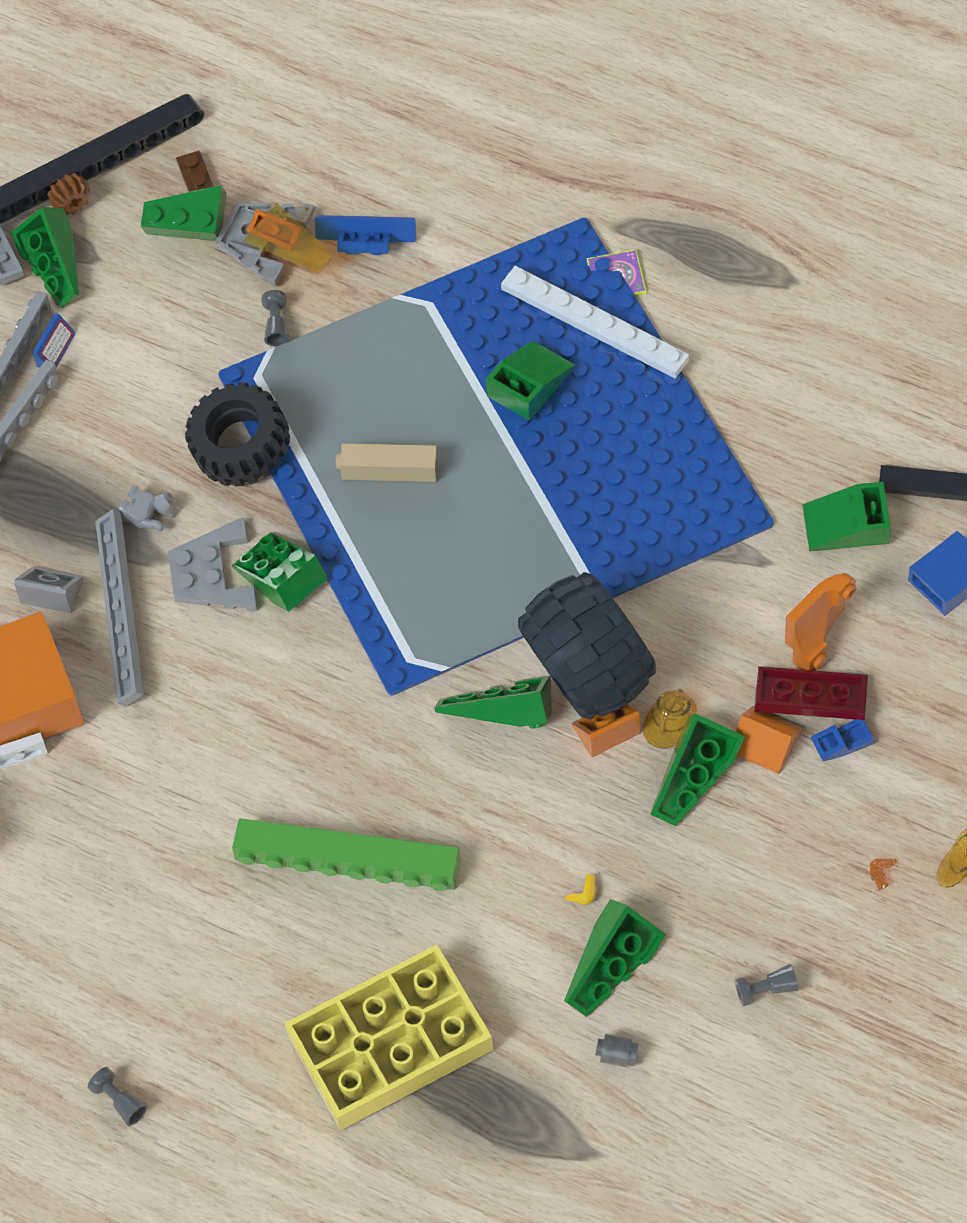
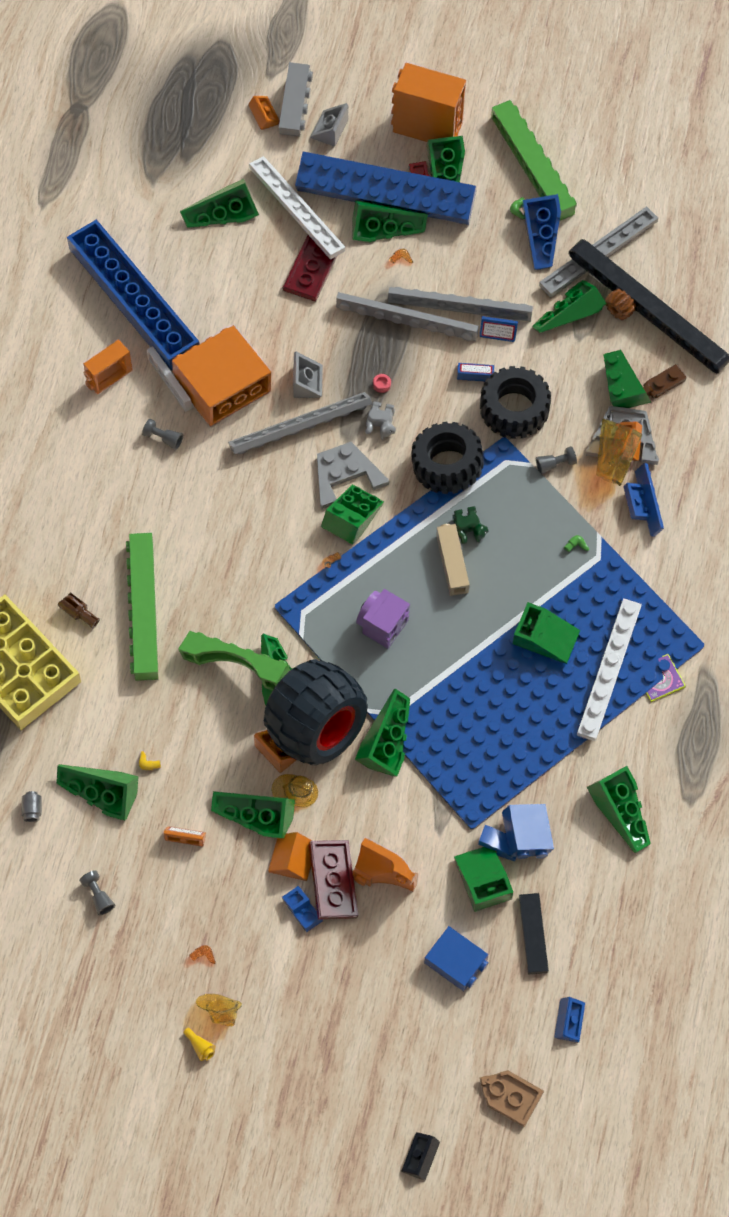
camera: 70 degrees right, 5 degrees up
(87, 499) = (381, 383): none -> coral tile
(87, 776) = (169, 437): none -> dark grey piece
(108, 384) = (474, 372): none -> slope
(171, 316) = (515, 422): none -> black tyre
(327, 940) = (78, 610): none -> reddish brown arm
(338, 431) = (469, 523): none -> dark green animal
(341, 614) = (326, 562): none -> clear orange animal
(400, 323) = (576, 540): none -> bright green animal
(455, 553) = (383, 617): none -> medium lavender piece
(506, 698) = (203, 649): none -> bright green arch
(640, 599) = (384, 741): none -> green wedge
(705, 862) = (184, 836): none -> orange slope
(775, 353) = (619, 803): none -> green wedge
(798, 455) = (527, 830): none -> brick
(803, 493) = (495, 840): none -> blue slope

